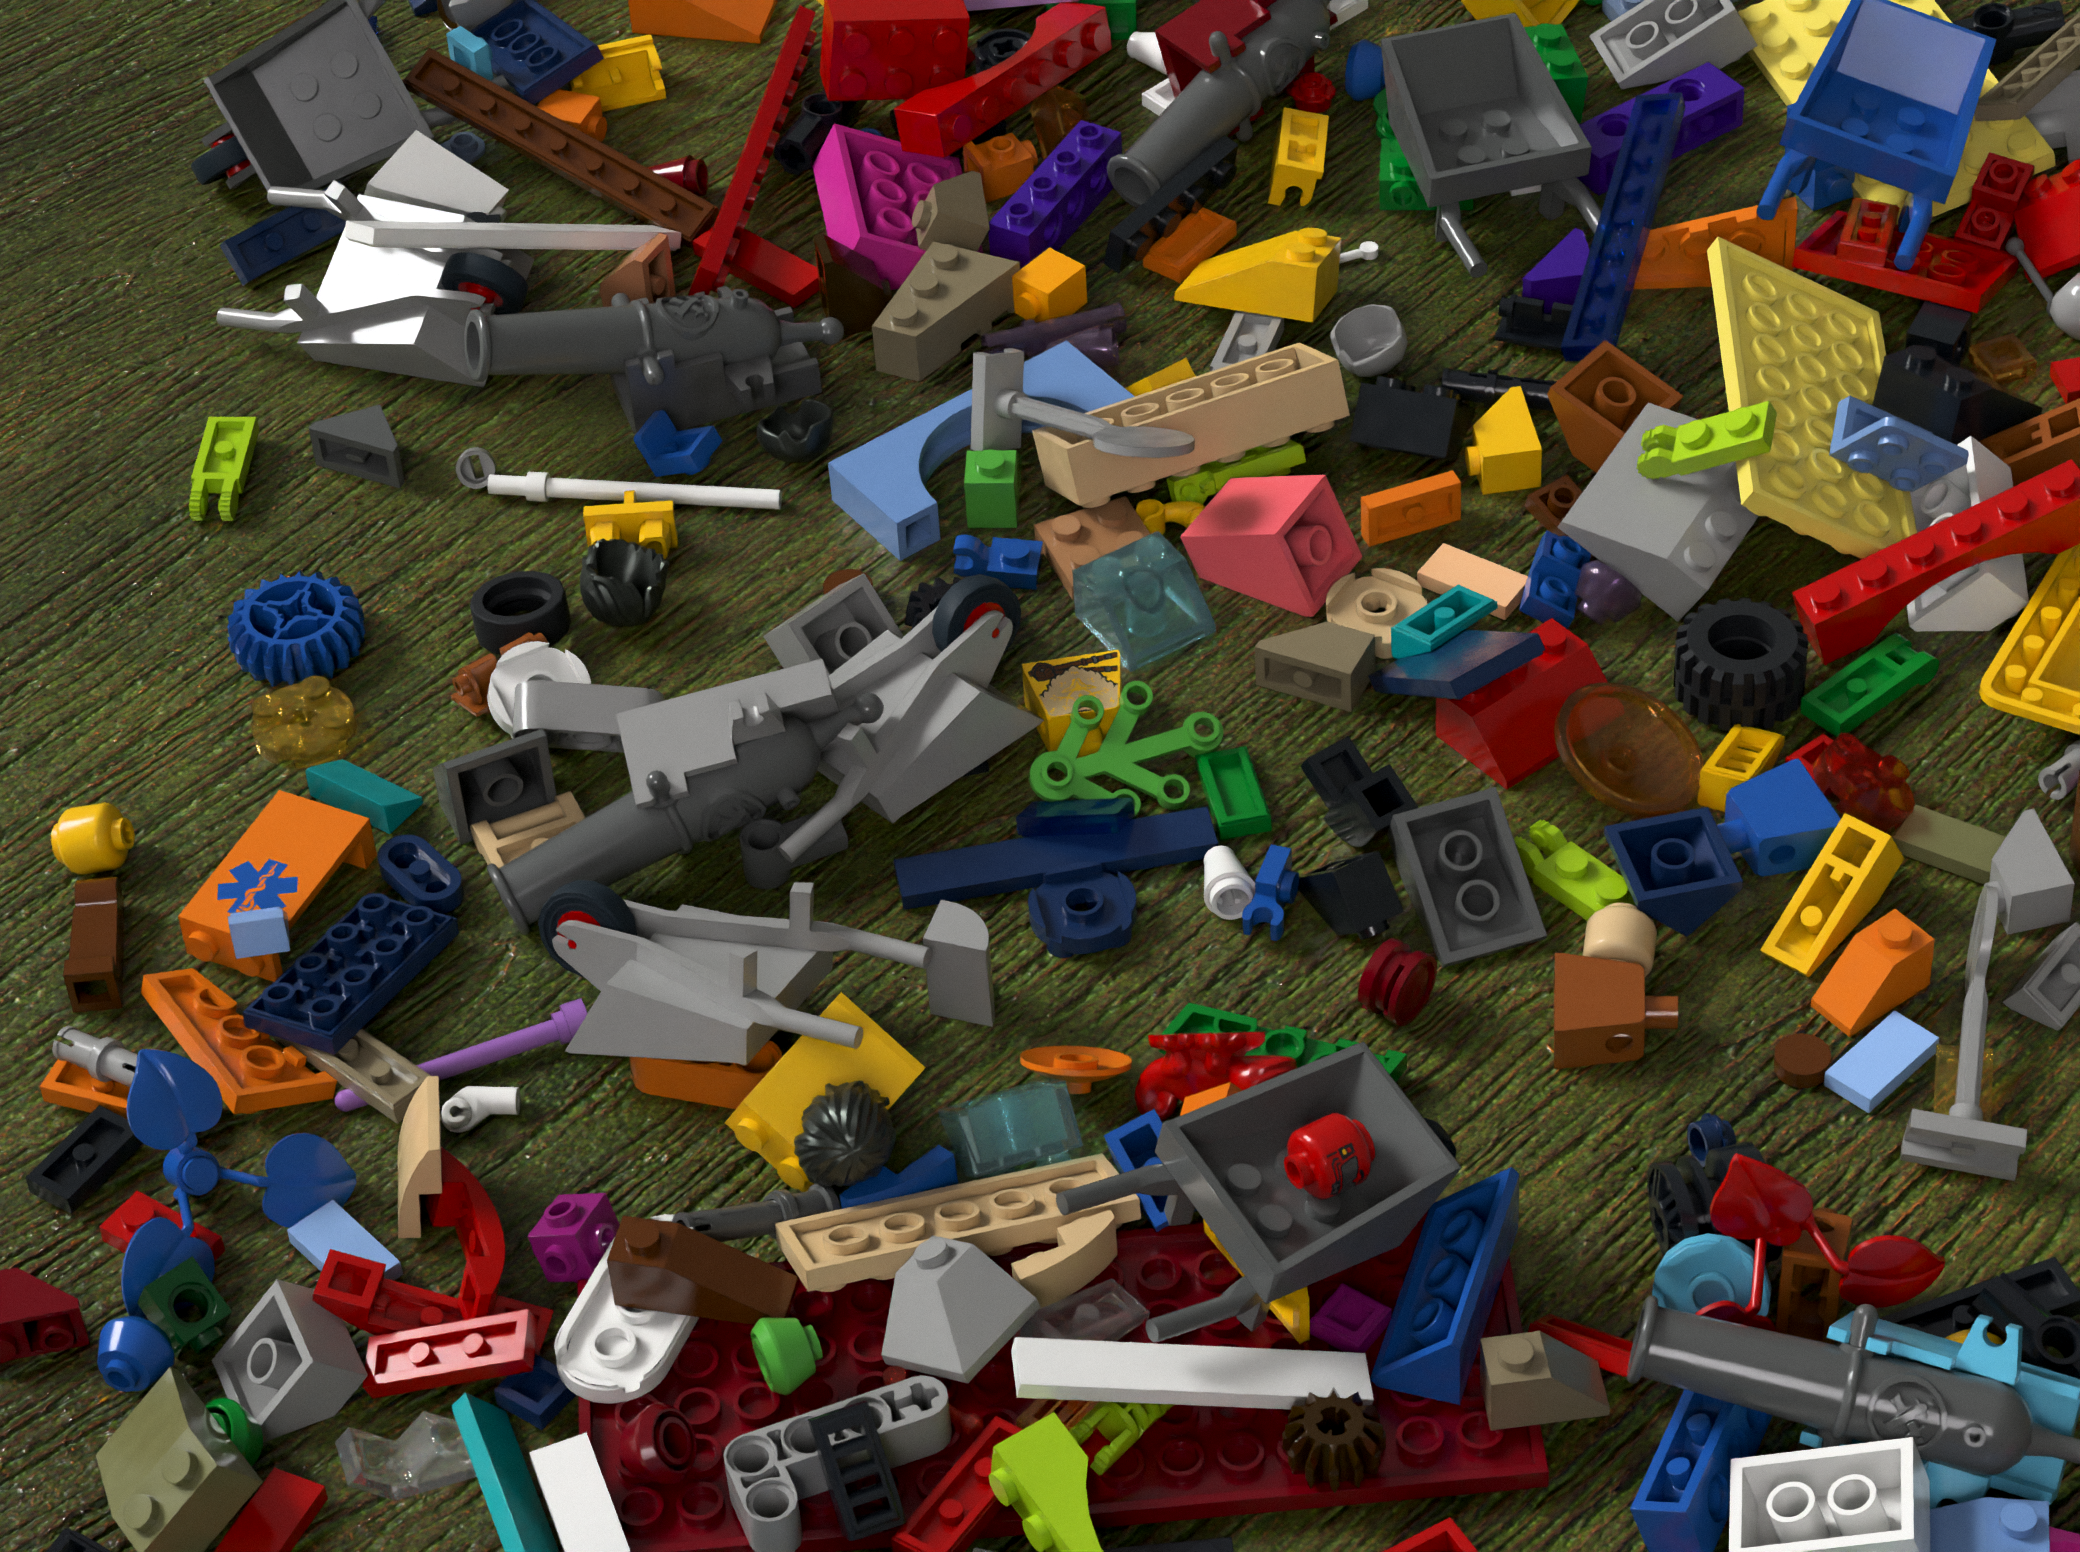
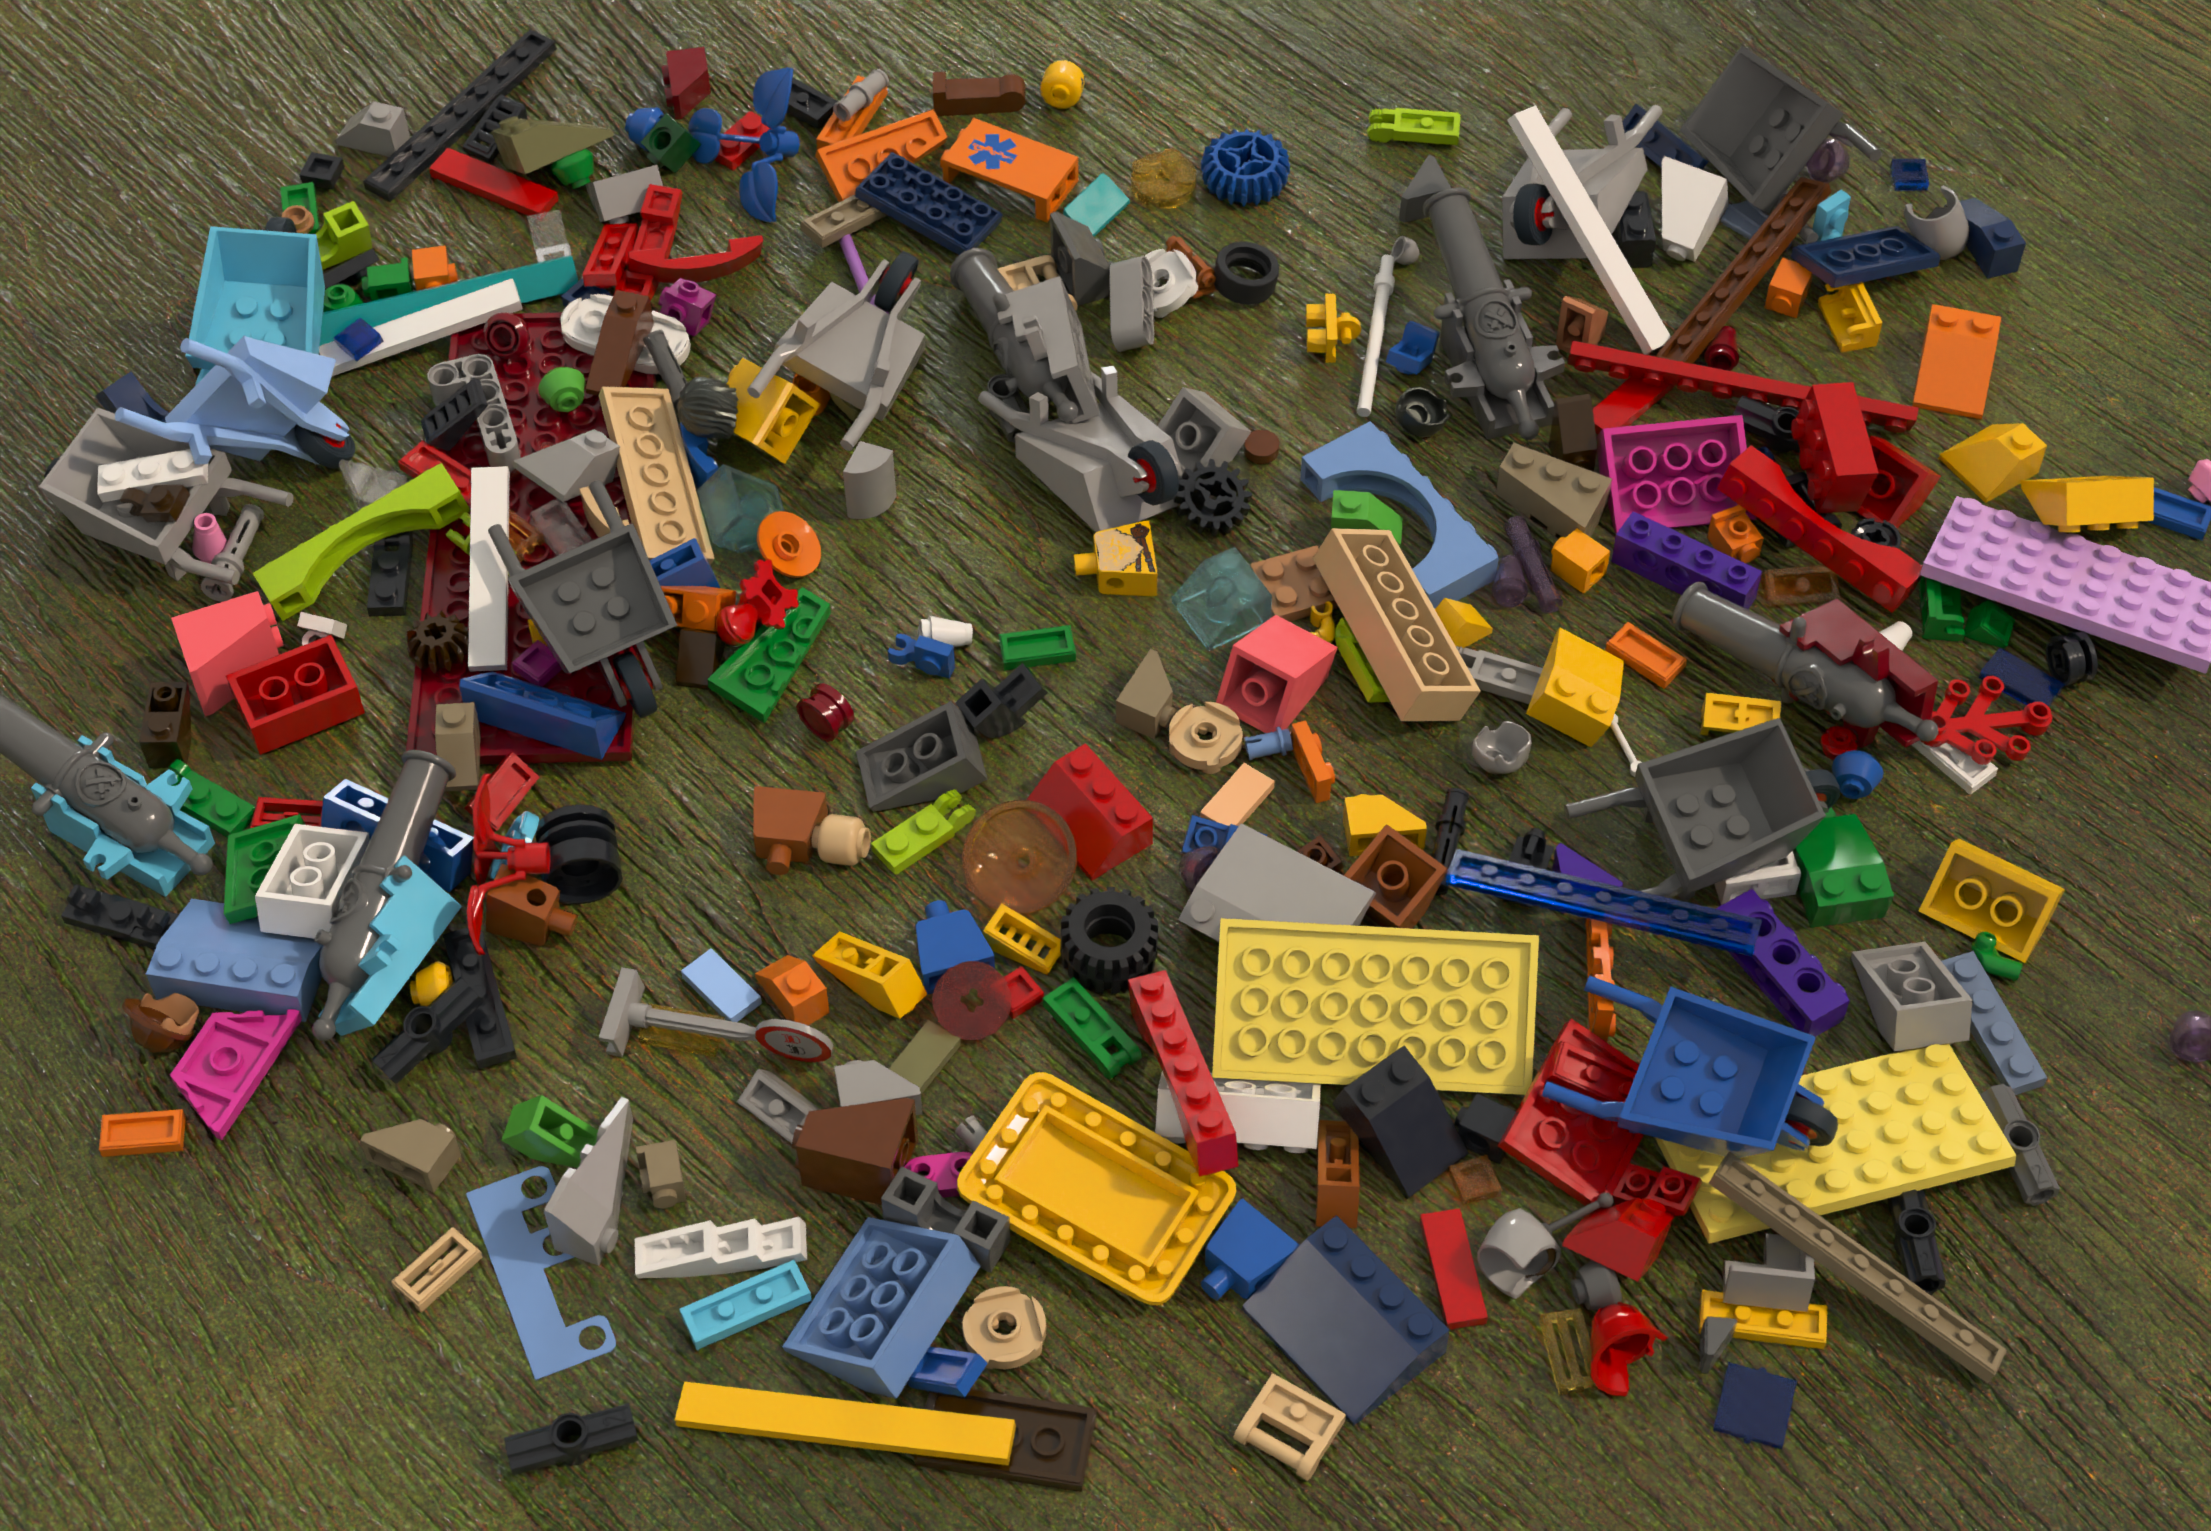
camera: 90 degrees right, 10 degrees up
(259, 932) = (948, 148): light blue slope -> none
(336, 1230) = (714, 217): light blue tile -> none
(419, 1156) = (753, 226): tan slope -> none
(420, 873) = (1013, 235): dark blue plate -> none
(476, 1103) = (816, 267): white arm -> none
(622, 582) = (1262, 316): pearl dark grey hair -> none
(953, 213) = (1648, 493): dark tan slope -> none
(1002, 405) = (1314, 558): light grey piece -> none
(1009, 560) = (1283, 533): blue plate -> none
(1024, 861) = (986, 550): dark blue tile -> none
(1075, 817) = (1010, 553): clear blue tile -> none
(1084, 932) = (934, 575): dark blue plate -> none
(1118, 758) = (1061, 578): bright green plant -> none
(1170, 204) = (1679, 638): black plate -> none
(1329, 1155) = (602, 613): red head -> none
(1352, 894) = (914, 692): black slope -> none
(1378, 543) = (1268, 743): none -> medium blue pin
(1411, 422) = (1410, 768): black slope -> none
(1439, 621) = (1176, 765): teal slope -> none
(1458, 665) = (1100, 750): dark blue tile -> none
(1675, 867) = (901, 866): dark blue slope -> none
(1707, 442) = (1286, 902): lime hinge -> none
(1709, 1134) = (663, 877): dark blue plate -> none
(1802, 1060) = (730, 941): reddish brown tile -> none
(1891, 447) = (1309, 1045): medium blue bracket -> none

